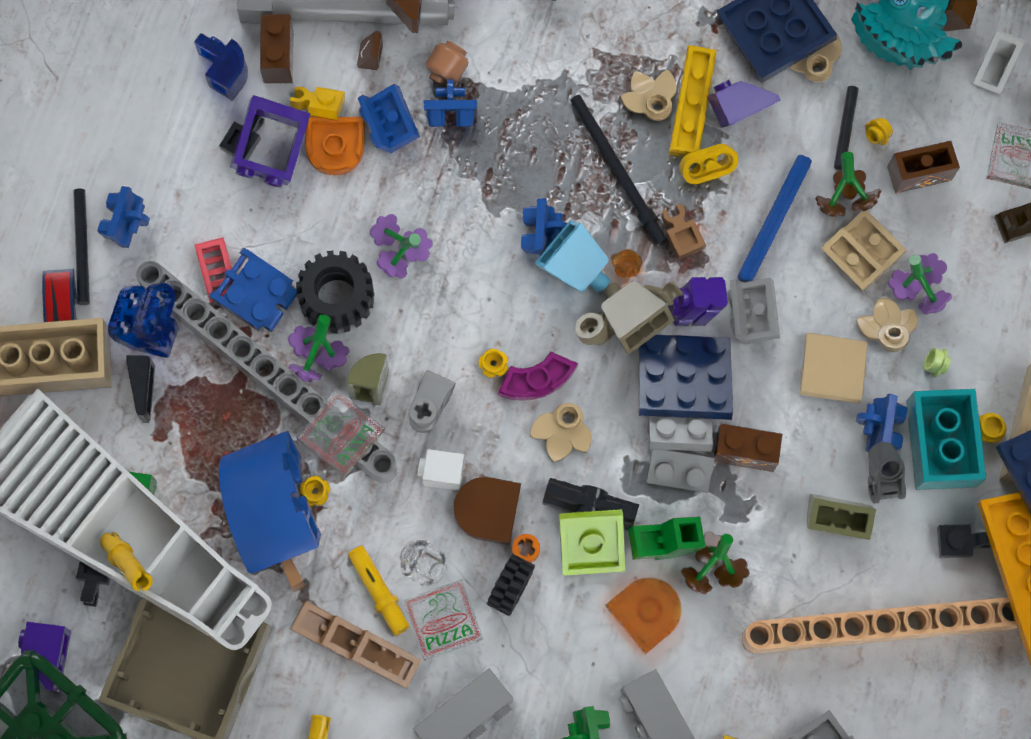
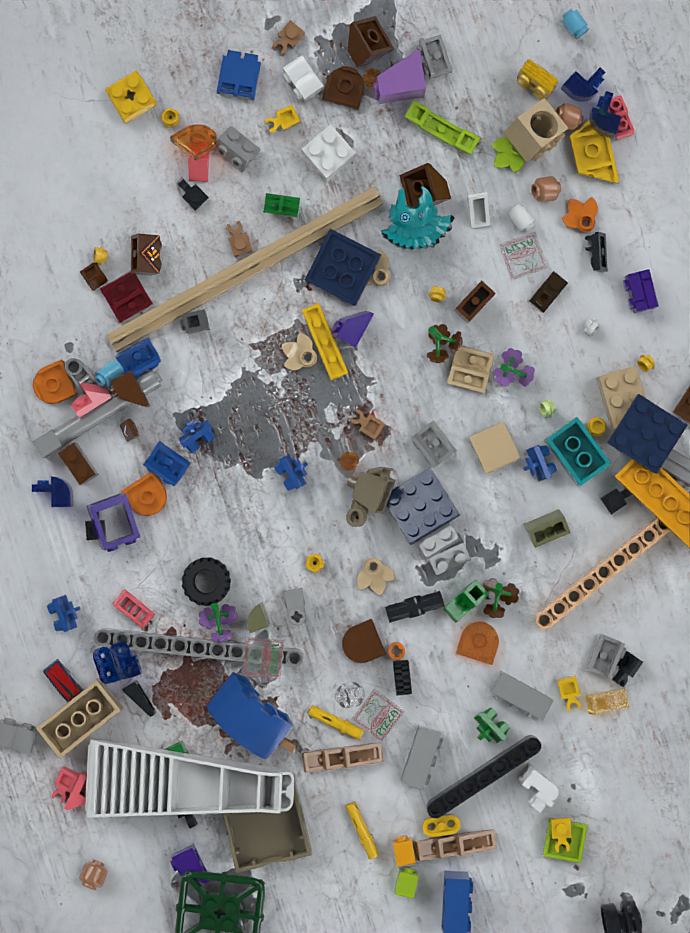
camera: 30 degrees left, 15 degrees up
(81, 246) = (52, 643): black bar -> none
(121, 556) = (199, 799): yellow pin -> none
(255, 292) = (163, 608): blue plate -> none
(315, 482) = (268, 697): yellow plate -> none
(320, 103) = (124, 478): yellow plate -> none
(412, 244) = (229, 527): medium lavender plant -> none
(442, 469) = (326, 639): white brick -> none
(447, 62) = (177, 410): nougat head -> none
(538, 380) = (344, 556): magenta tile -> none
(575, 259) = (321, 481): medium azure torso -> none
(592, 542) = (429, 627): lime plate -> none
(645, 215) = (343, 426): black bar -> none
(700, 301) = (403, 462): dark purple brick -> none
(707, 164) = (357, 375): yellow plate -> none
(747, 447) = (477, 523): reddish brown brick -> none
(774, 219) = (412, 384): blue axle -> none
(846, 125) = (418, 302): black bar -> none
(885, 473) = (556, 490): dark grey piece -> none
(888, 320) = (506, 401): tan plate -> none

